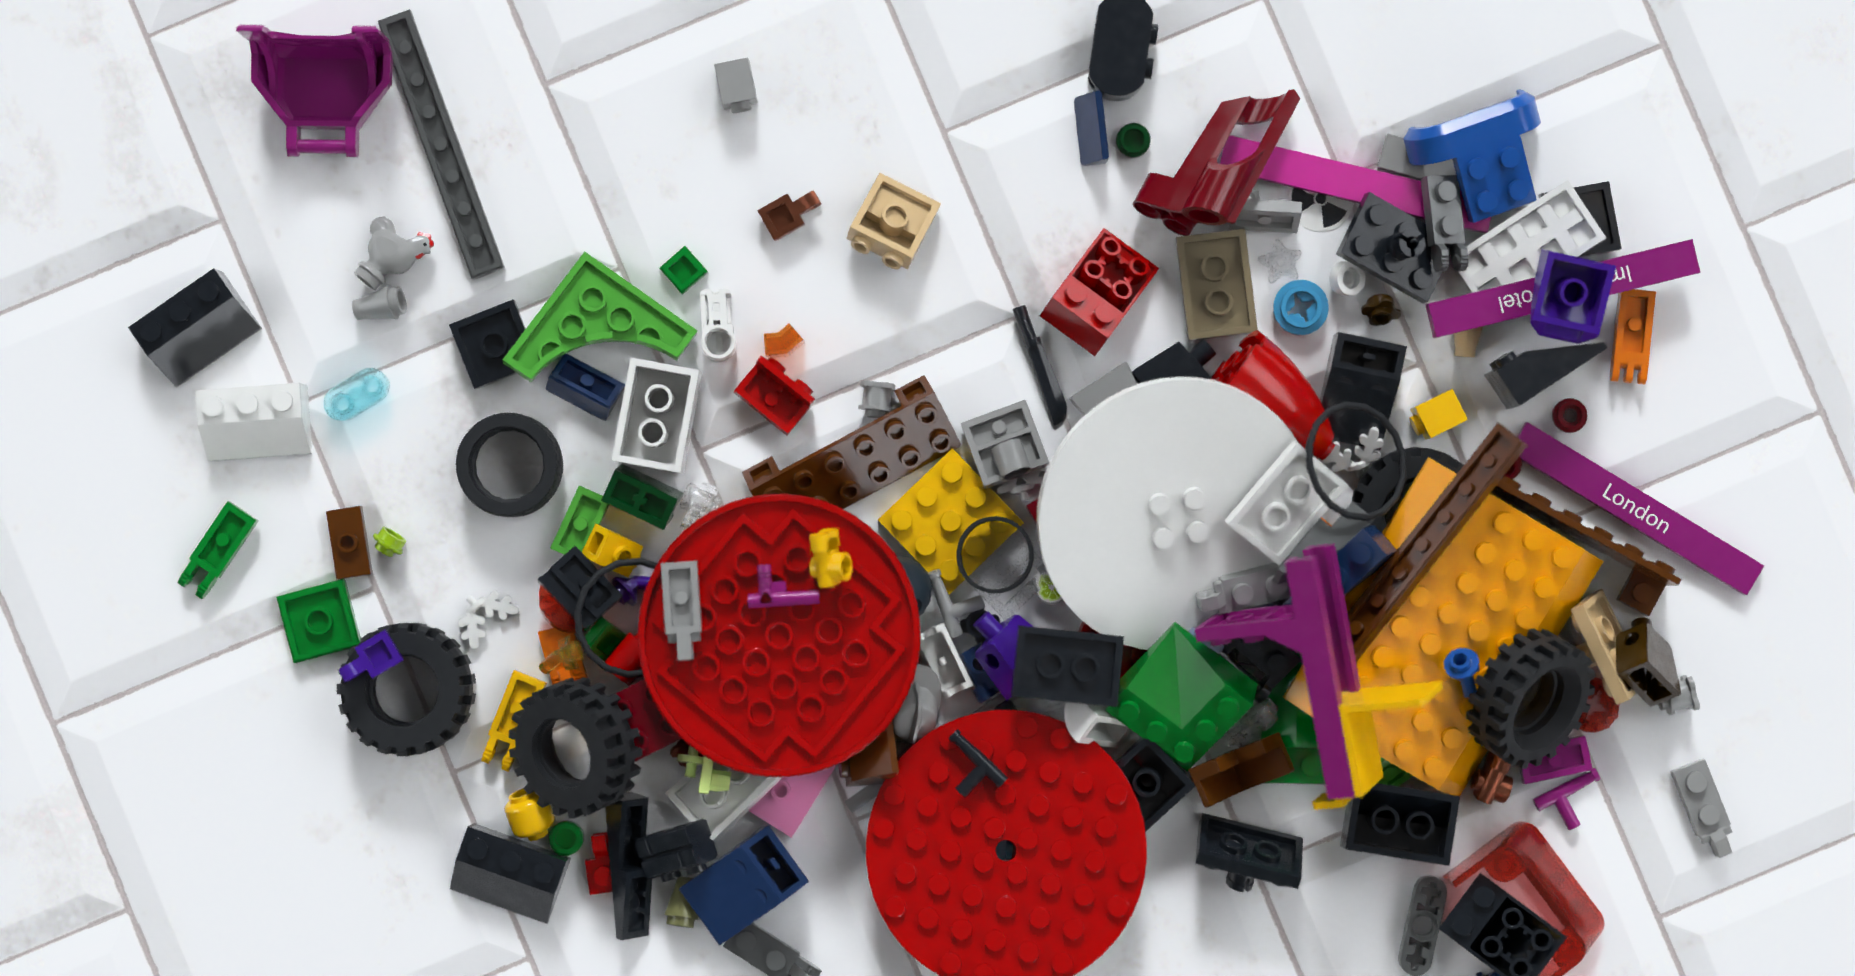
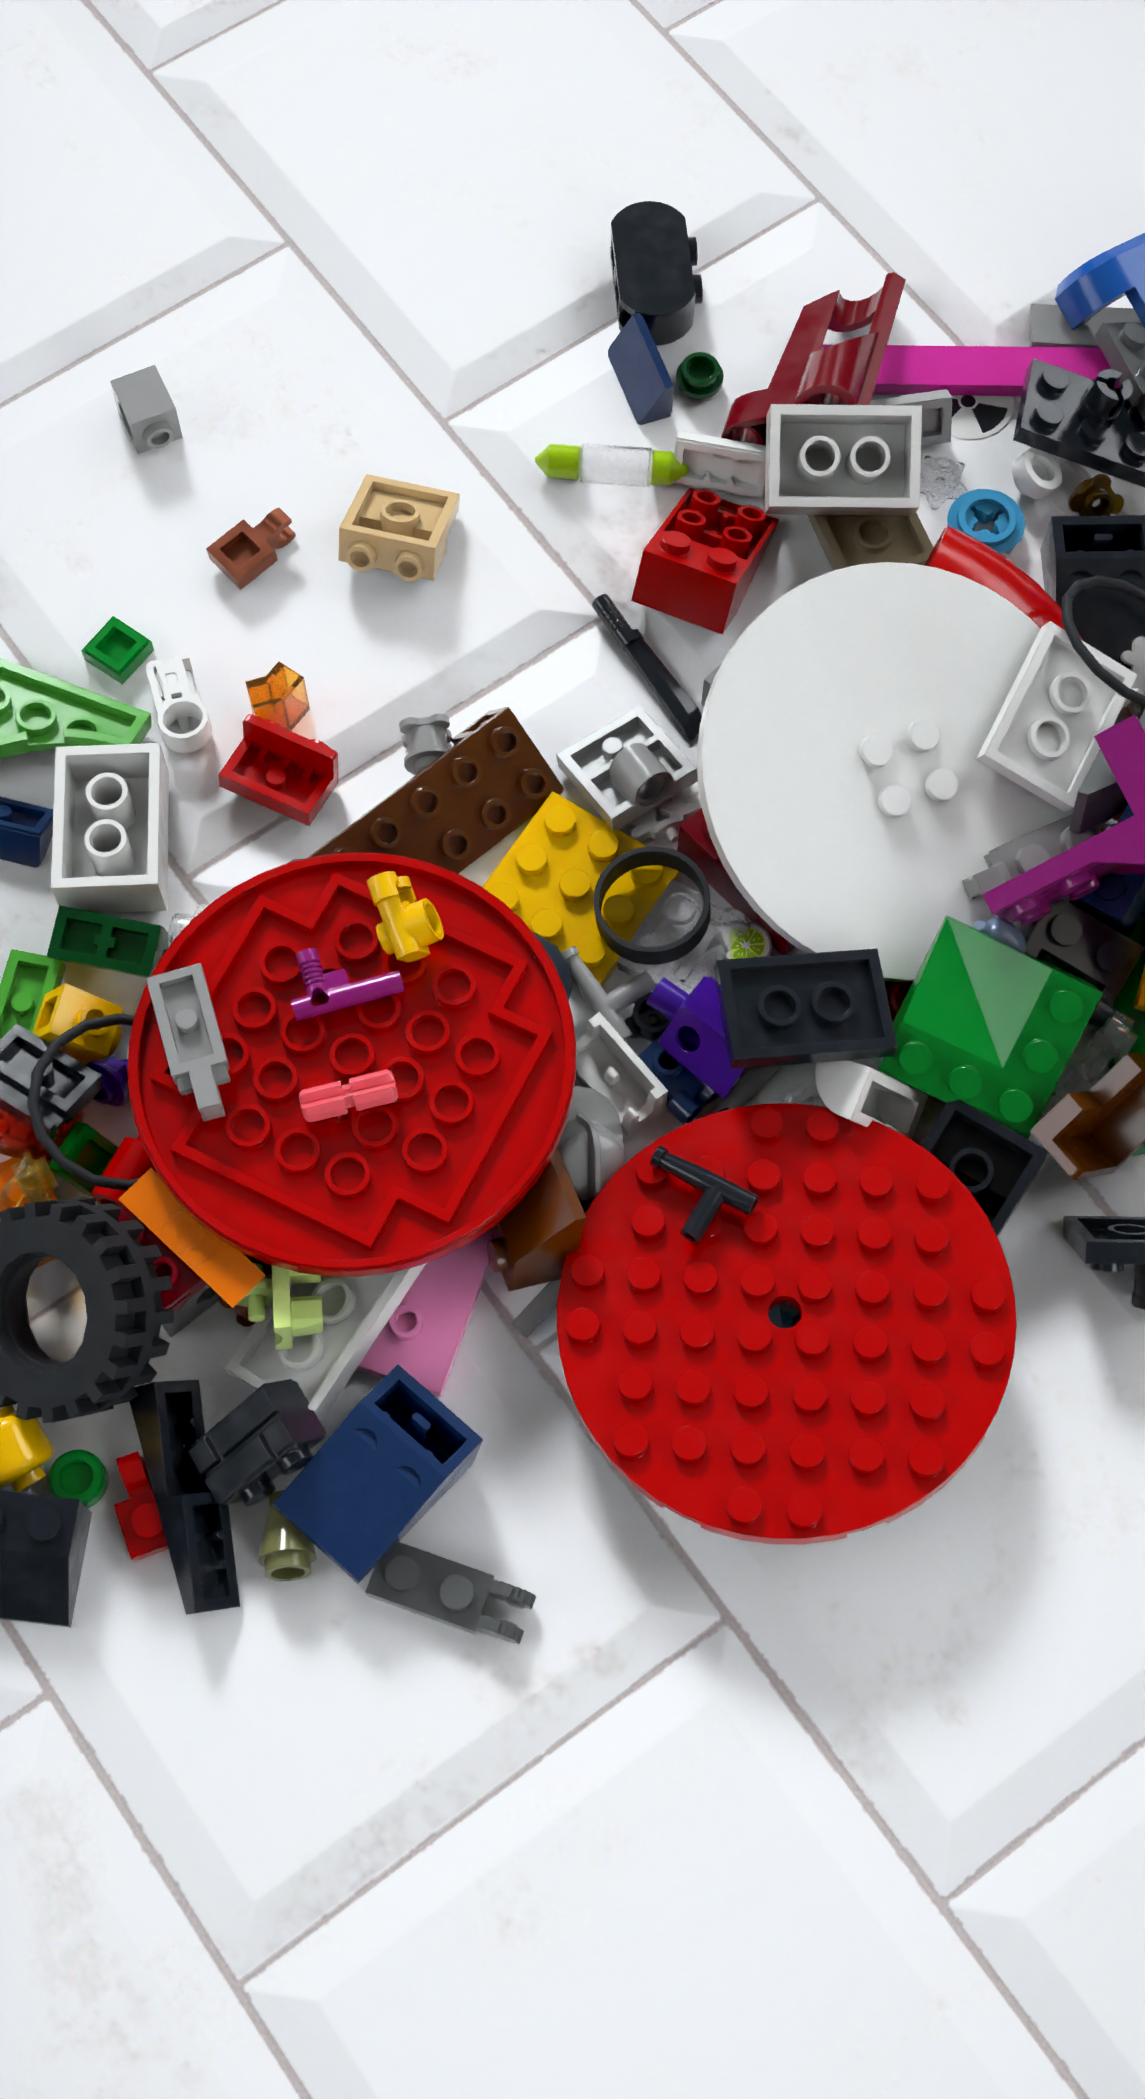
camera: 20 degrees left, 20 degrees down
(671, 745) = (210, 1258): none -> orange piece
(763, 666) = (334, 1099): none -> coral piece
(1052, 201) = (611, 464): none -> piece
(1128, 221) = (722, 464): none -> white plate
(1205, 259) = (843, 459): none -> white brick

